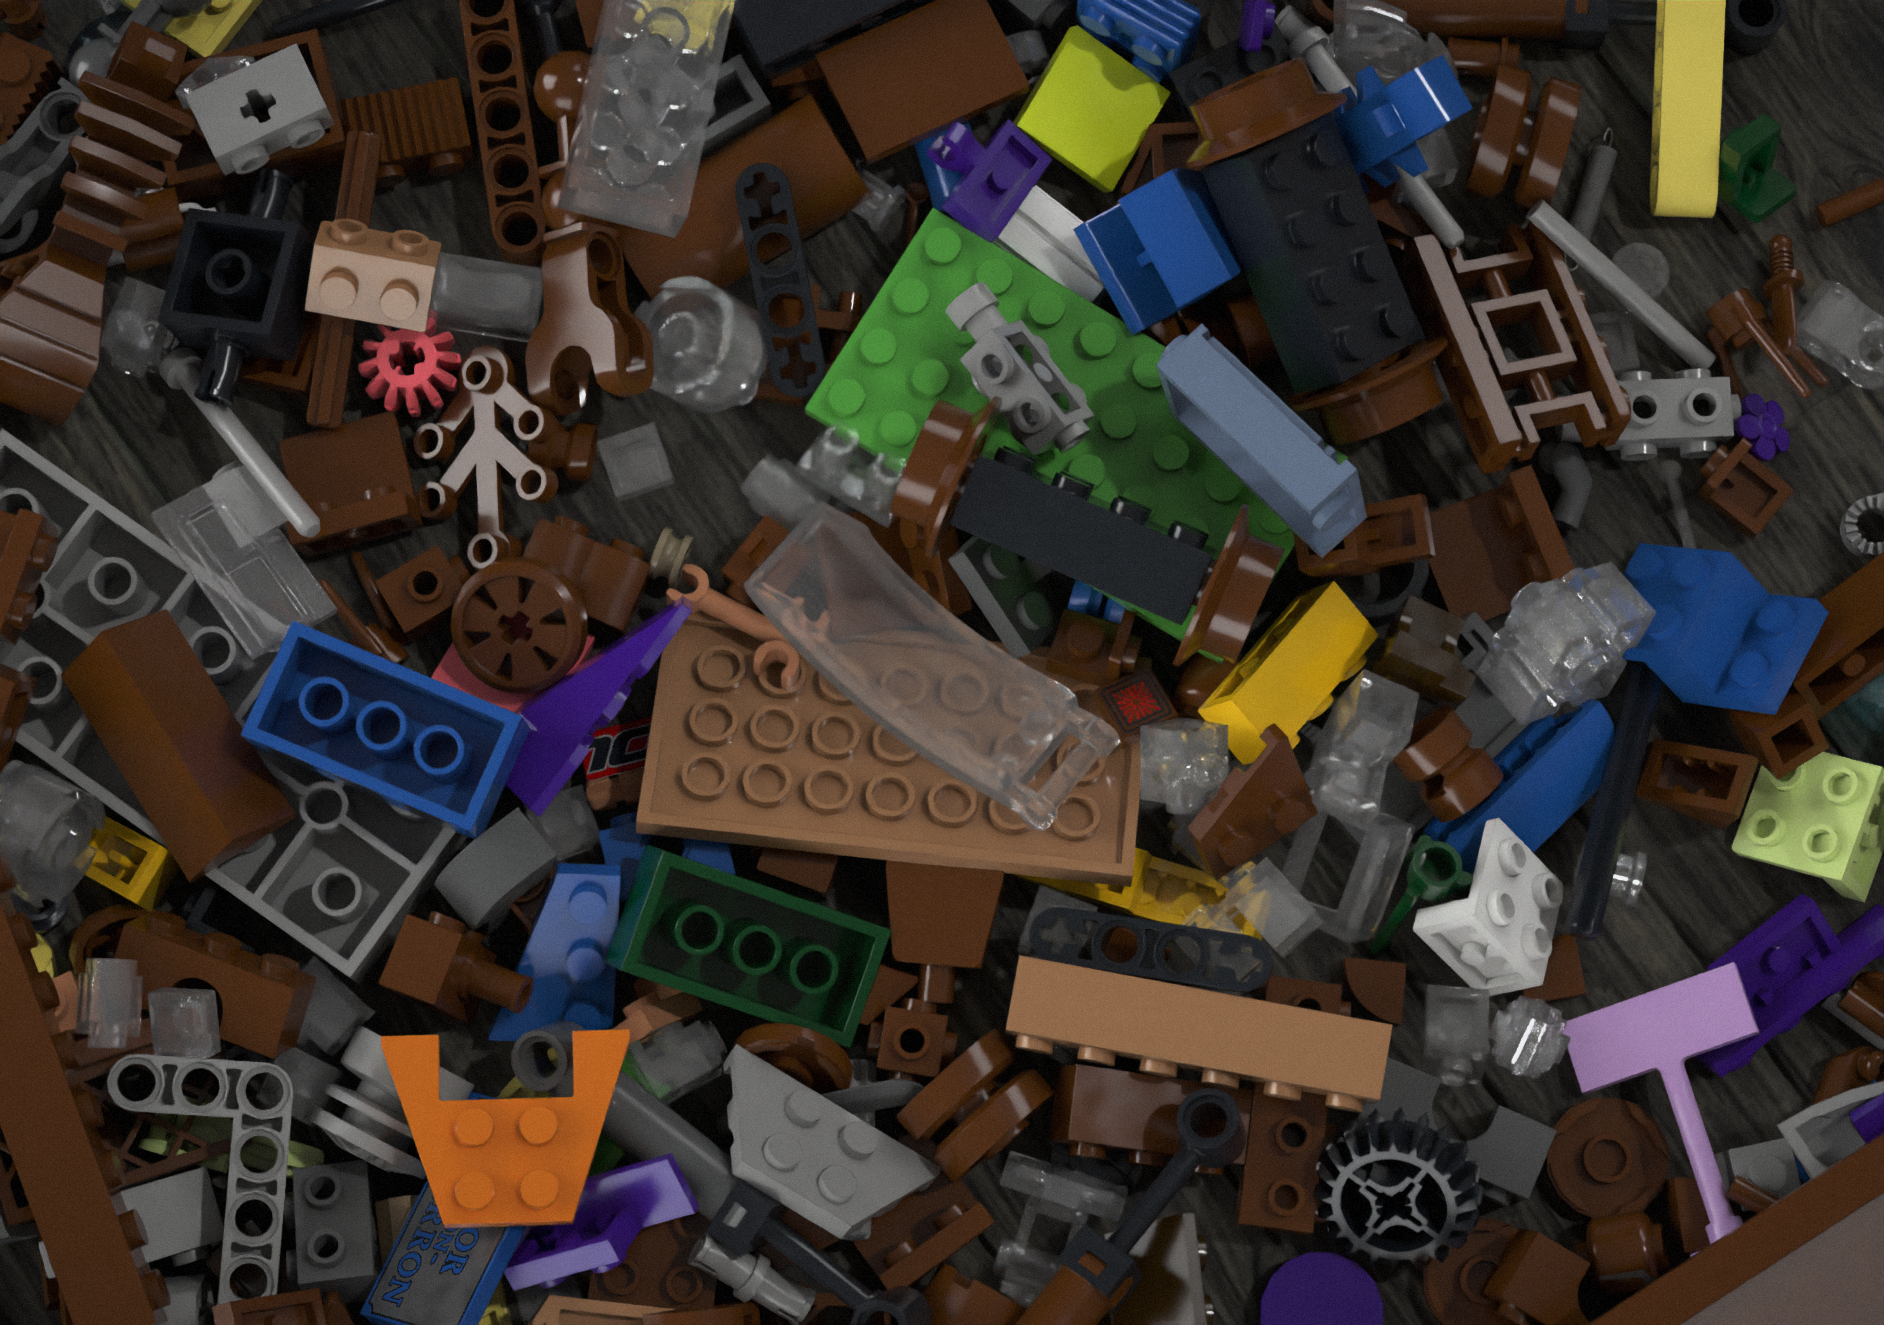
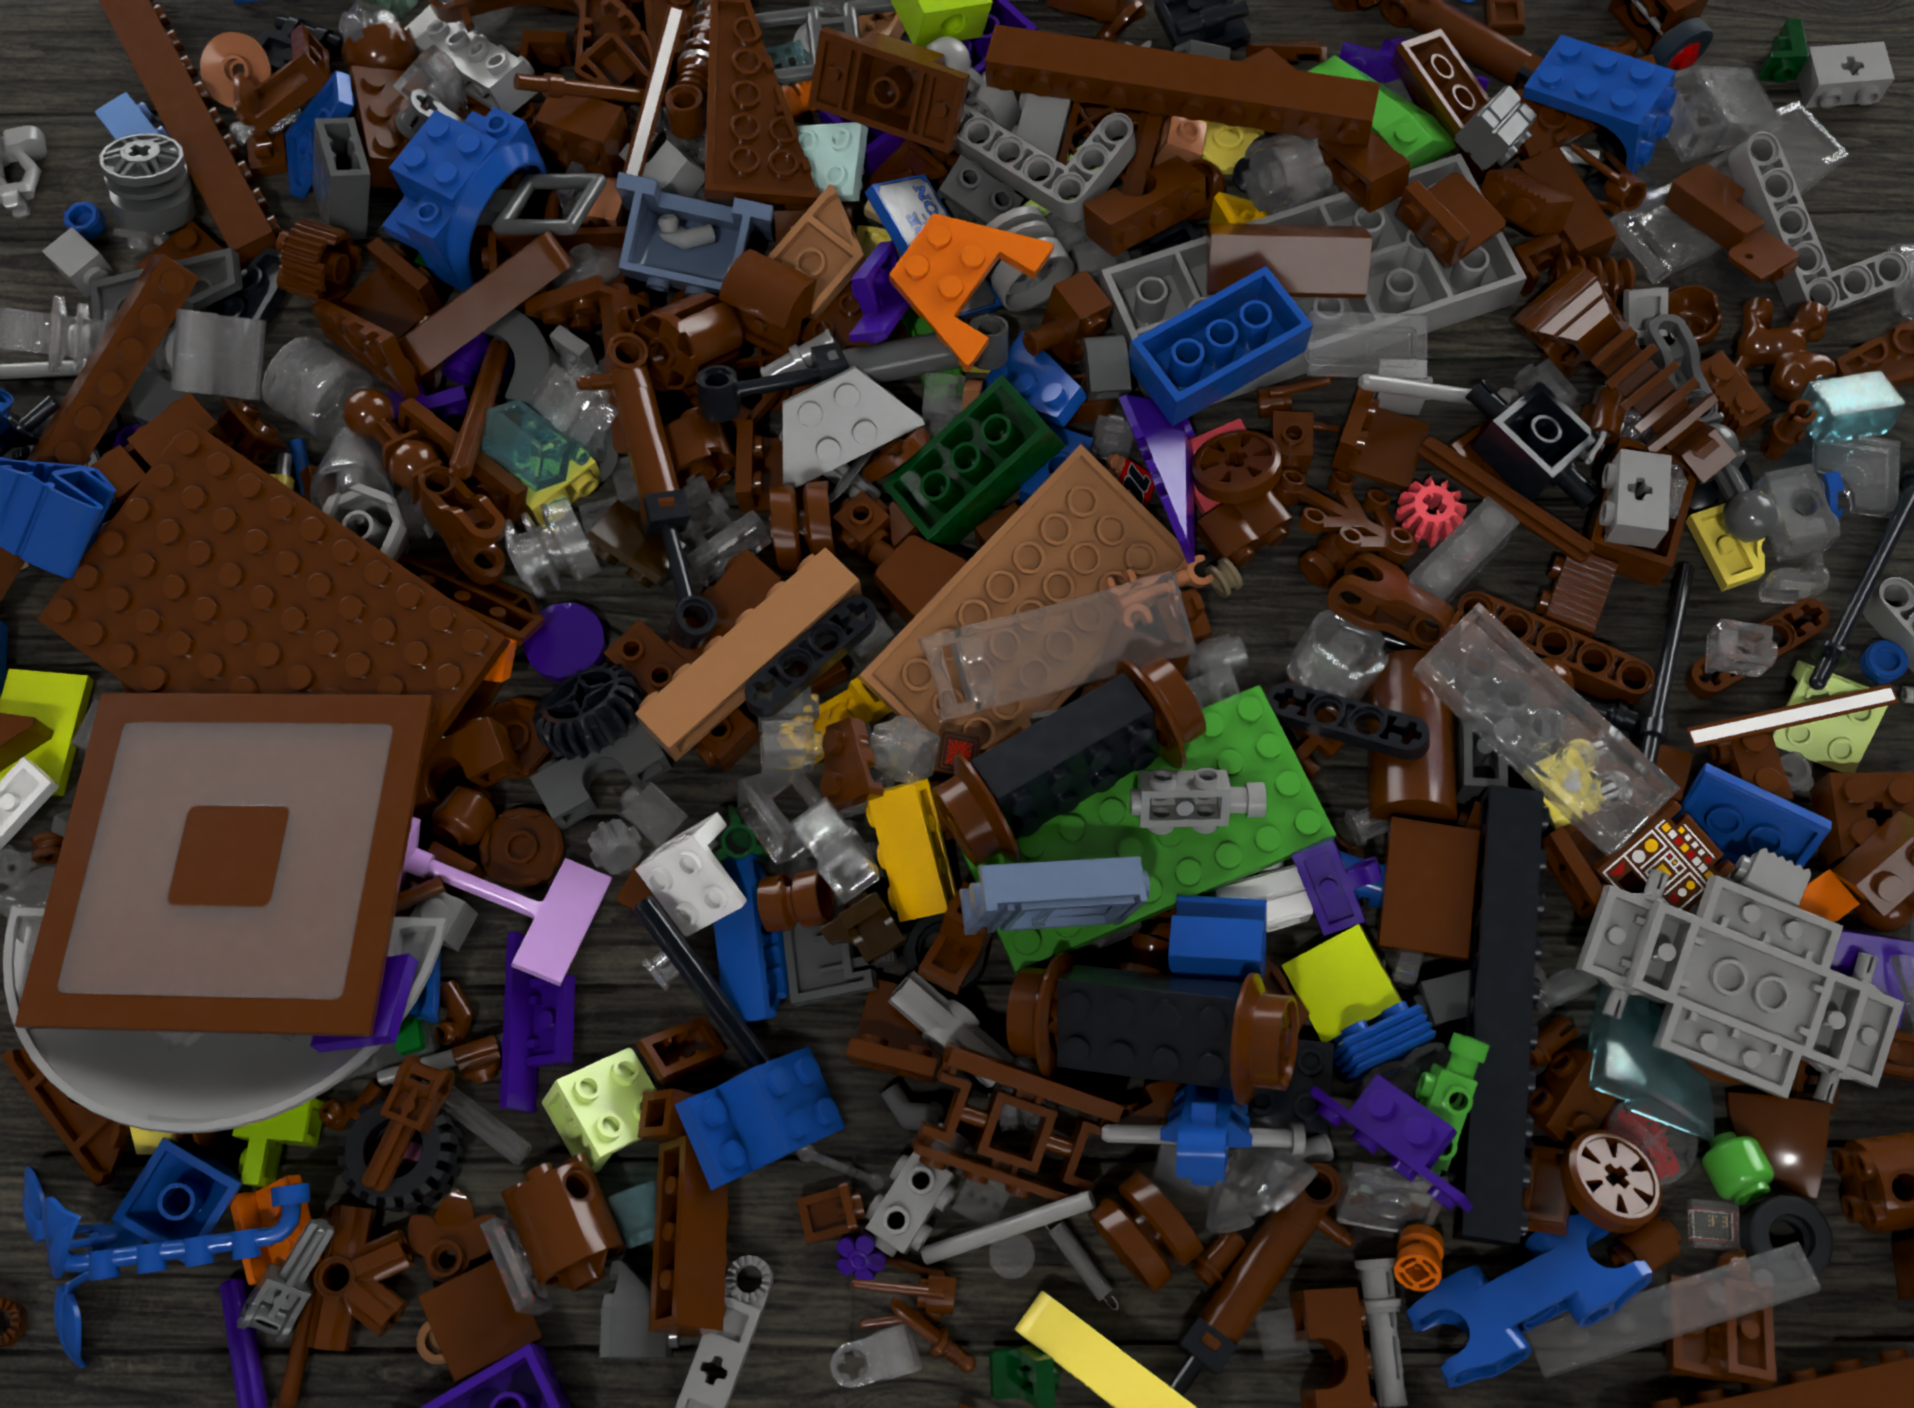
camera: 130 degrees right, 10 degrees down
(109, 1002) = (1167, 142): clear brick -> none
(184, 1022) = (1131, 171): clear plate -> none
(372, 274) = (1497, 503): medium nougat bracket -> none
(635, 462) = (1291, 589): clear tile -> none
(1377, 987) = (709, 791): reddish brown tile -> none
(1455, 502) = (943, 1020): none -> light grey piece
(1564, 641) = (812, 1015): clear brick -> none

